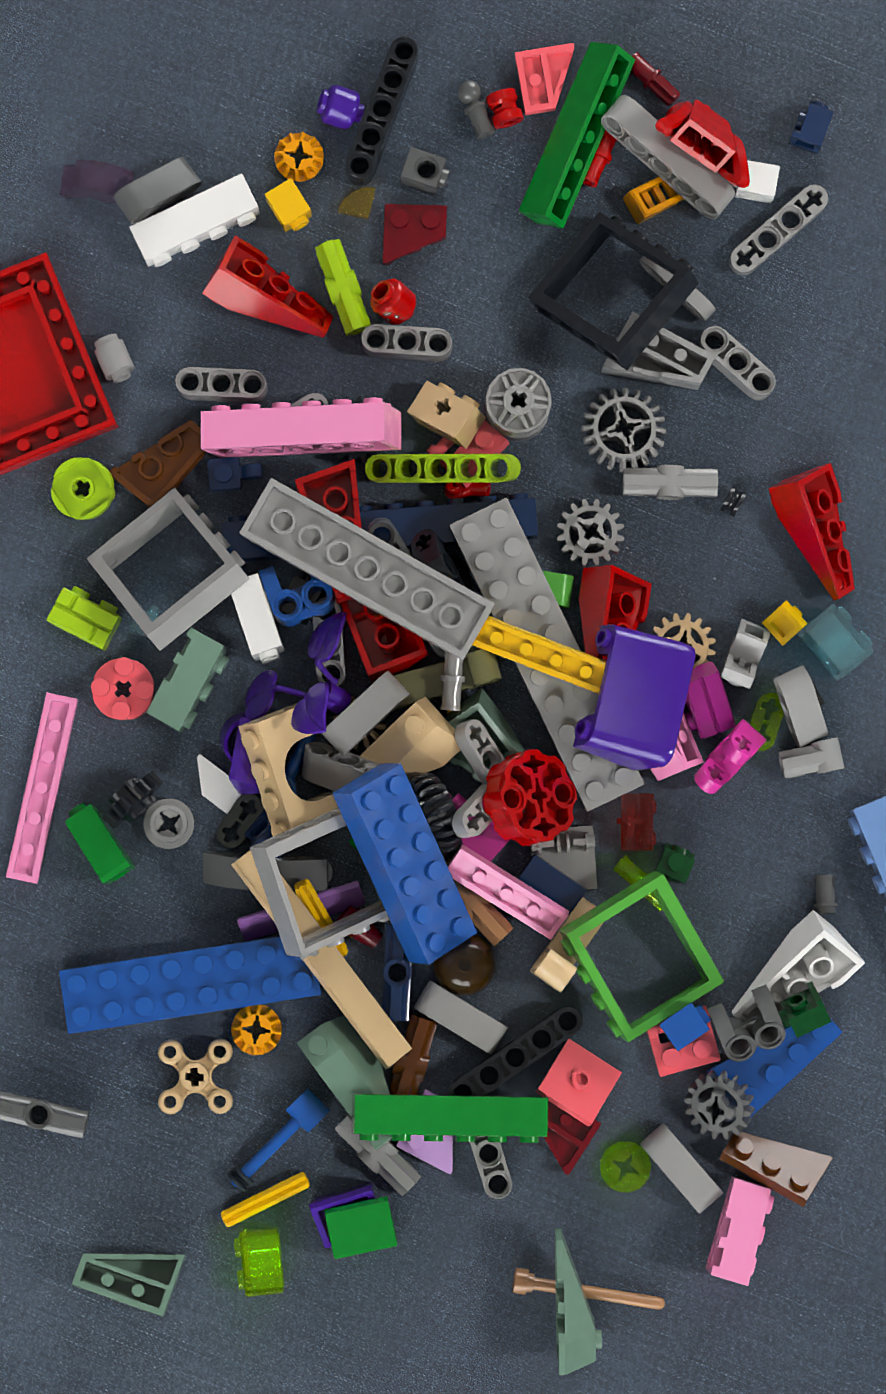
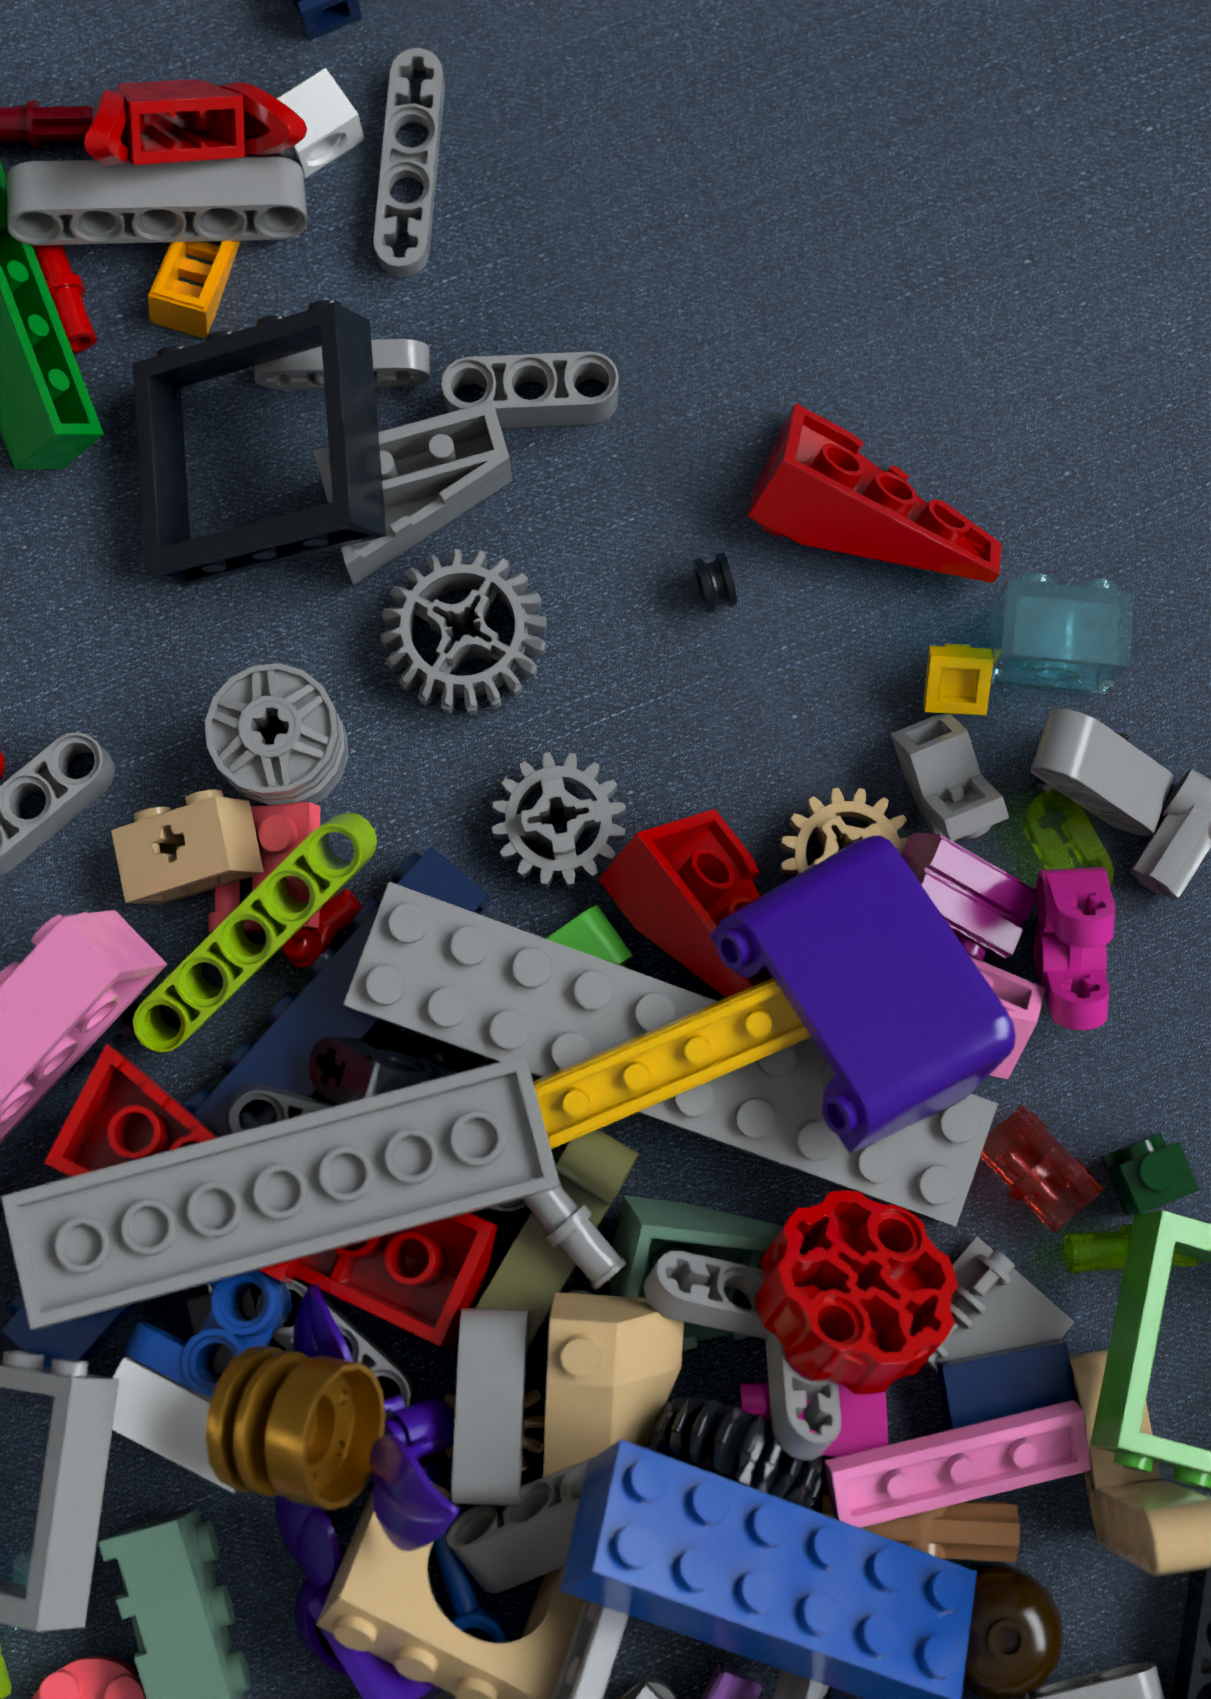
camera: 40 degrees left, 5 degrees down
(296, 652) = (295, 1426): none -> pearl gold wheel
(670, 482) = (601, 641): light grey piece -> none

